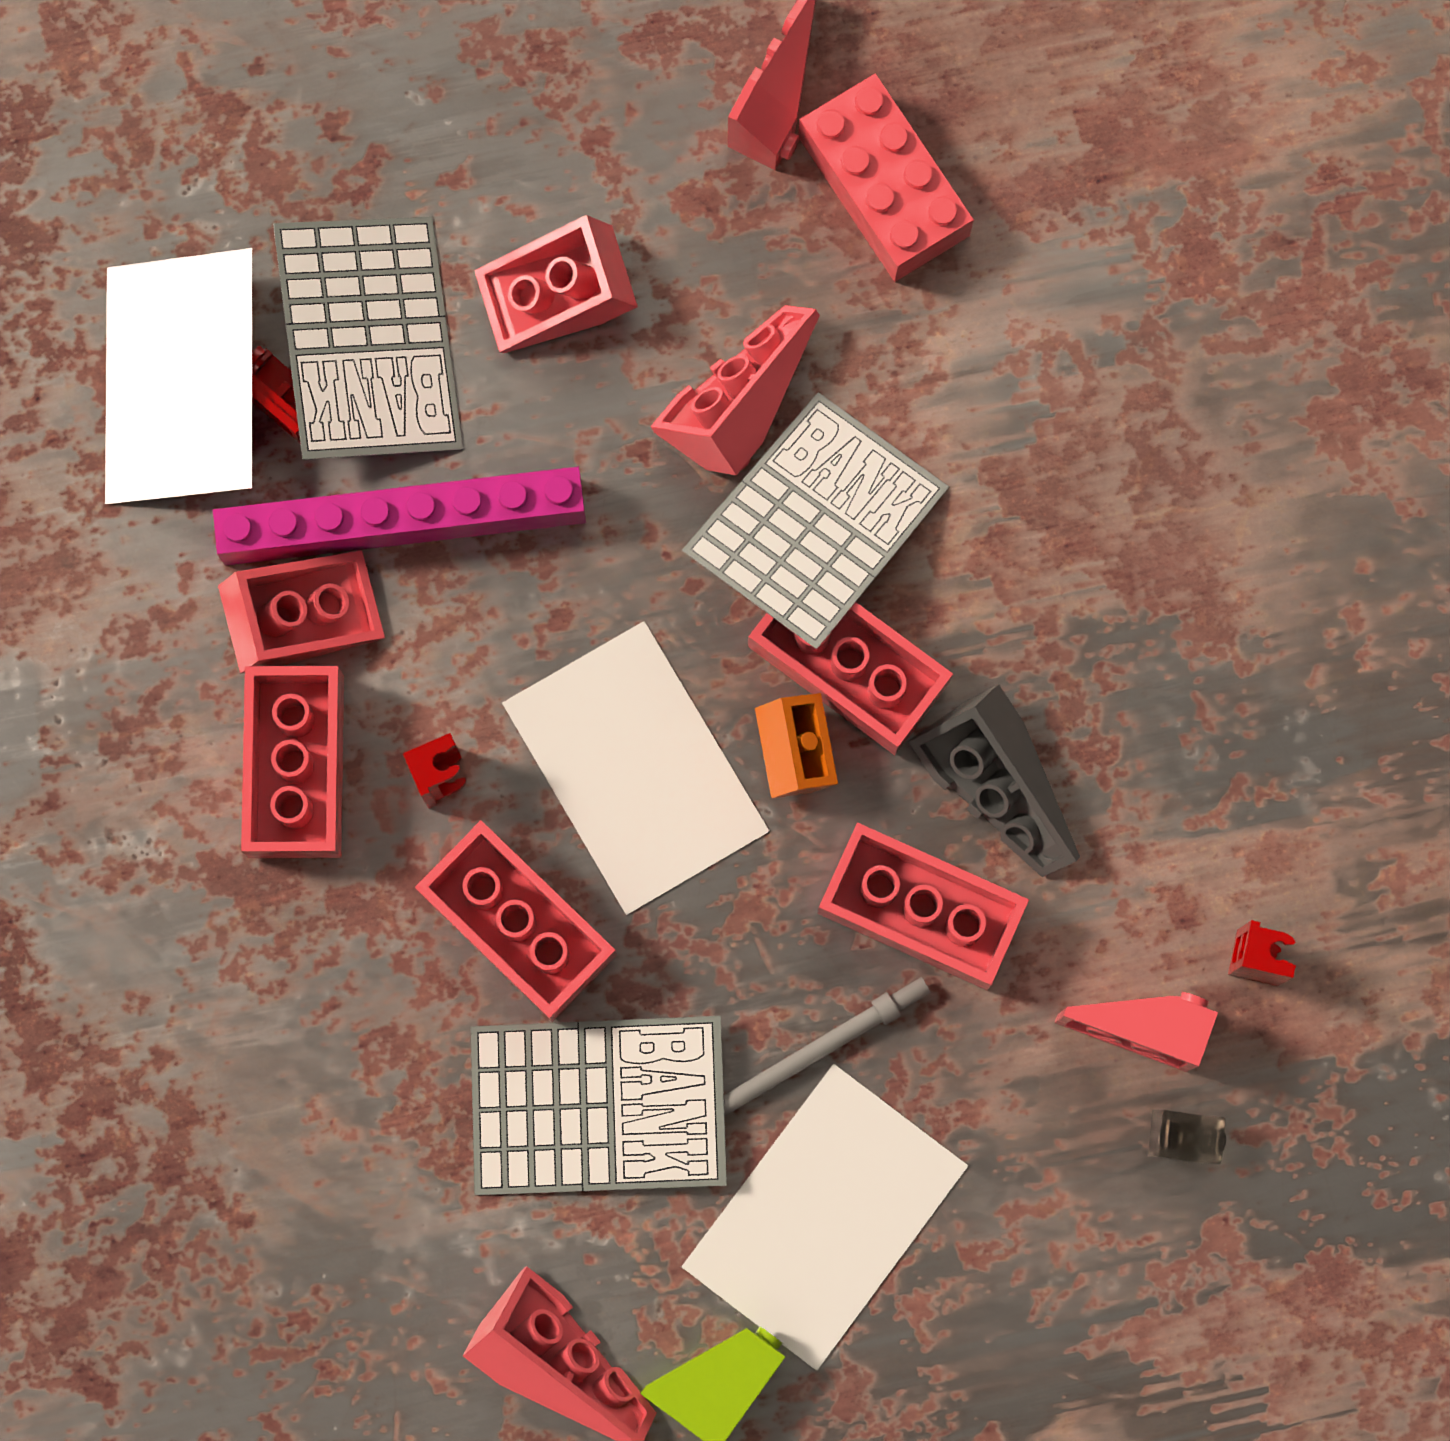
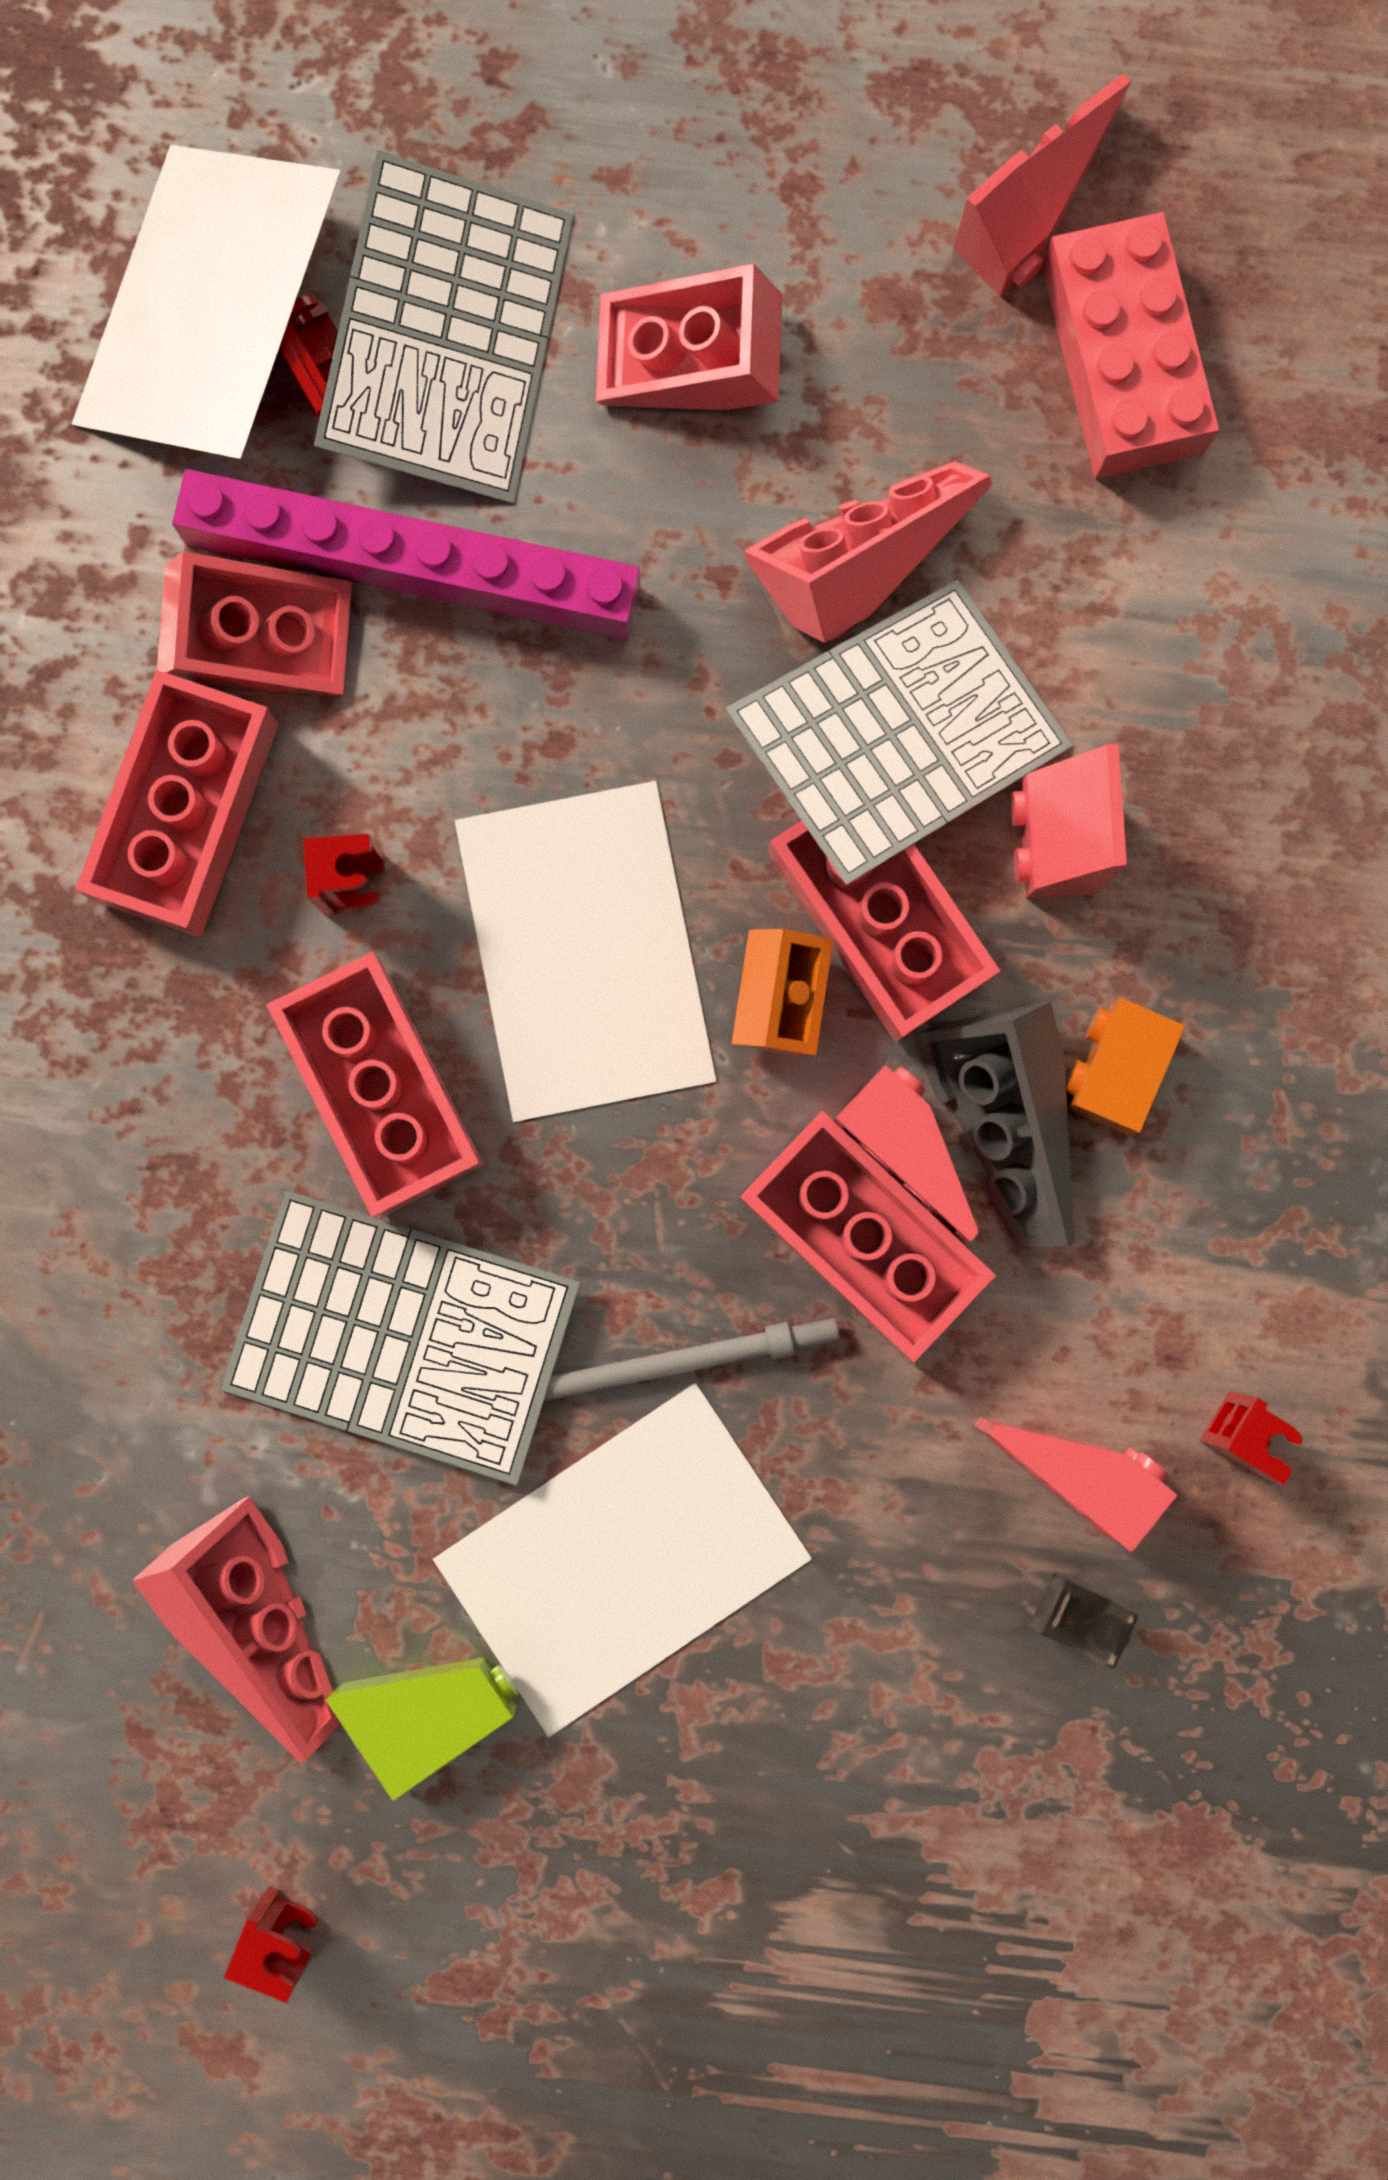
camera: 15 degrees right, 5 degrees up
(926, 822) = (905, 1140): none -> coral slope
(966, 549) = (1070, 825): none -> coral slope
(1069, 713) = (1122, 1066): none -> orange brick

